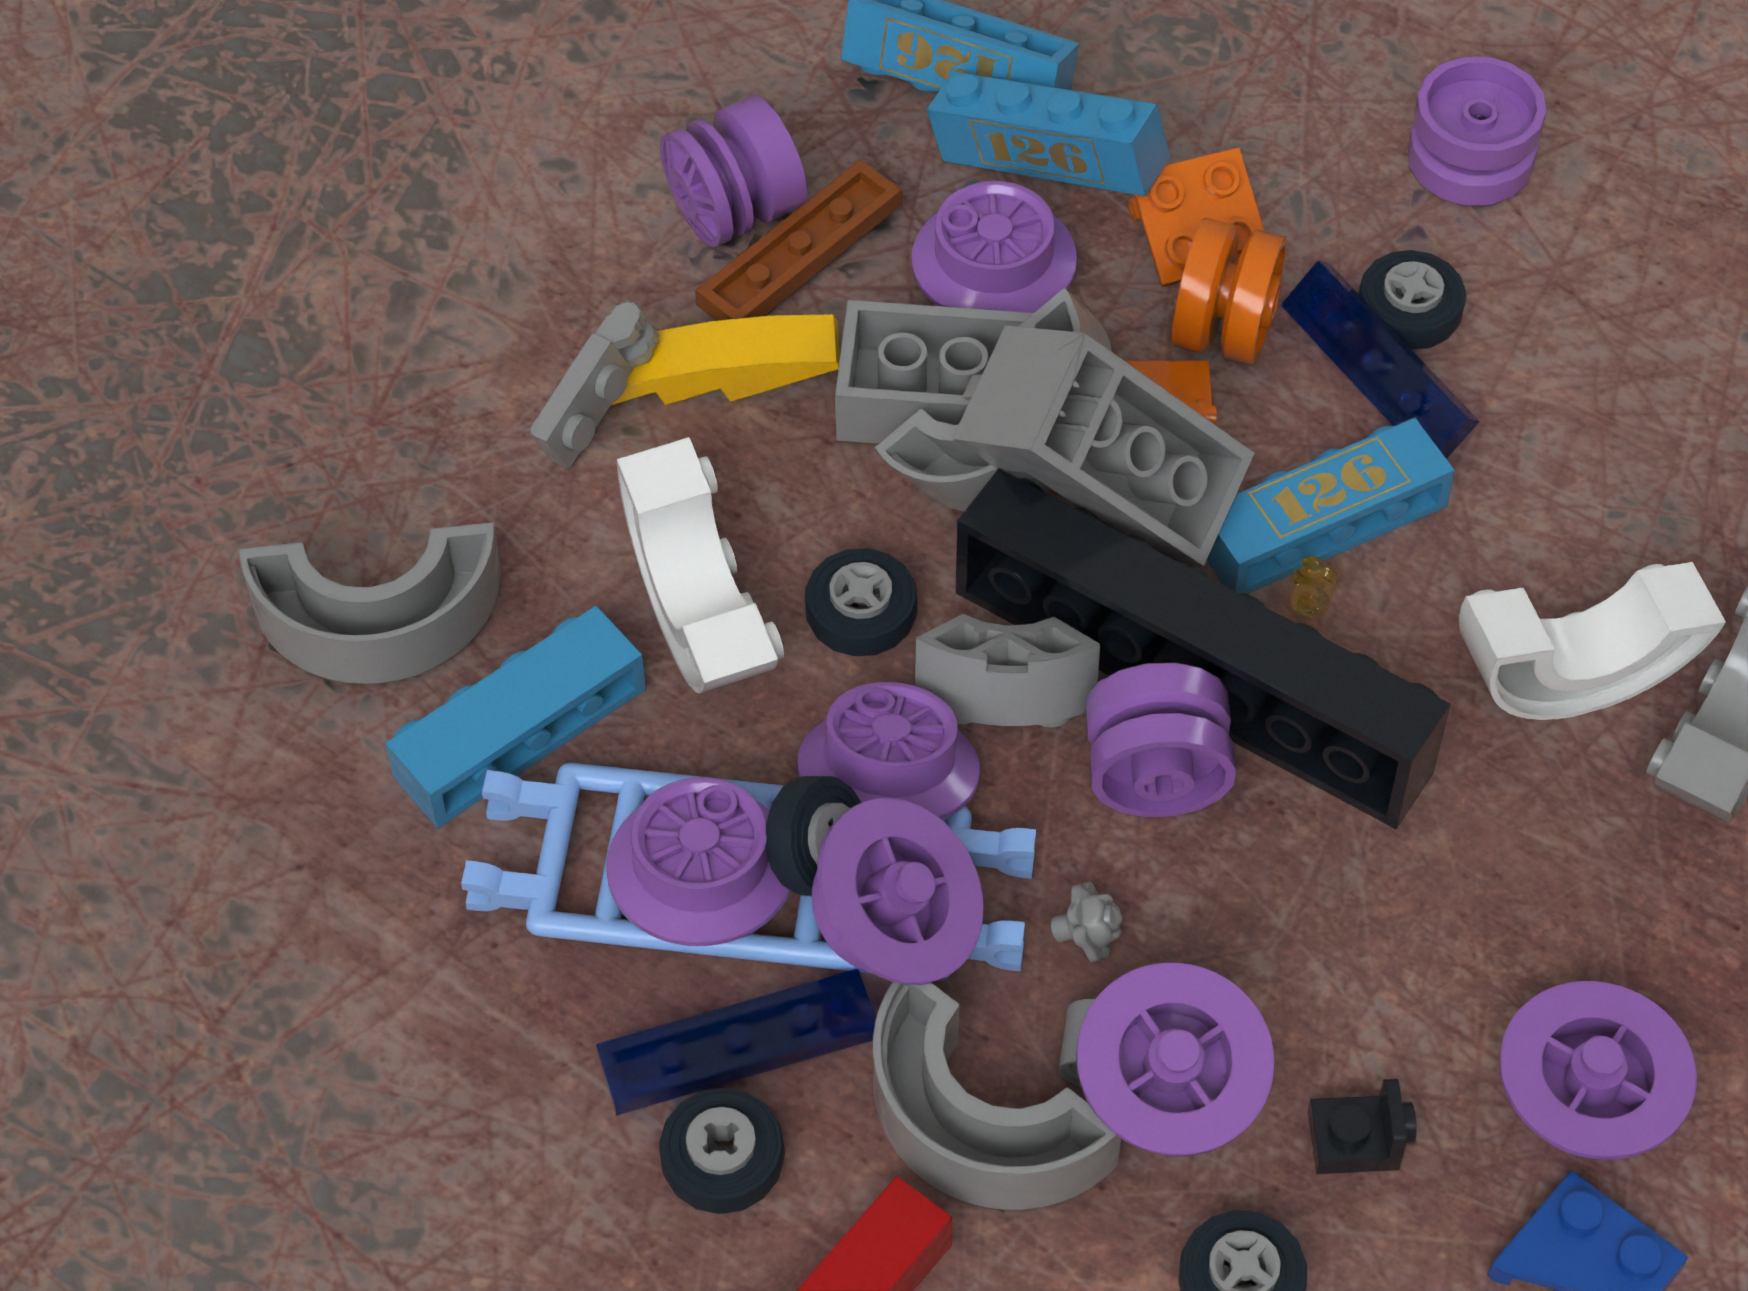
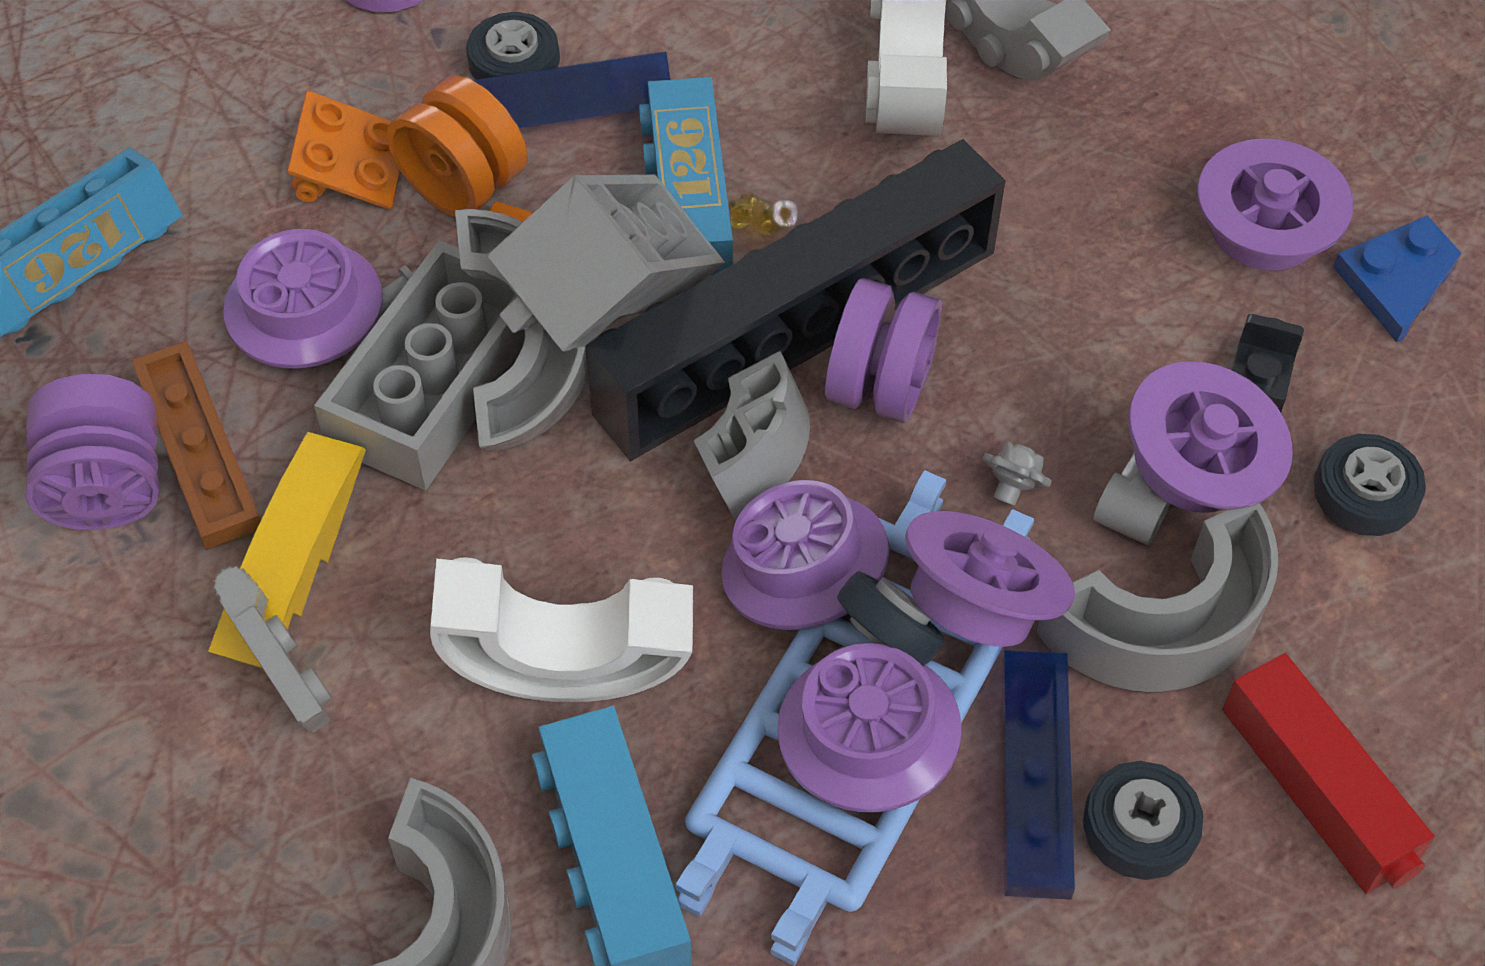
camera: 70 degrees left, 0 degrees up
(870, 581) = (636, 513): black wheel -> none
(1049, 133) = (210, 205): dark azure brick -> none

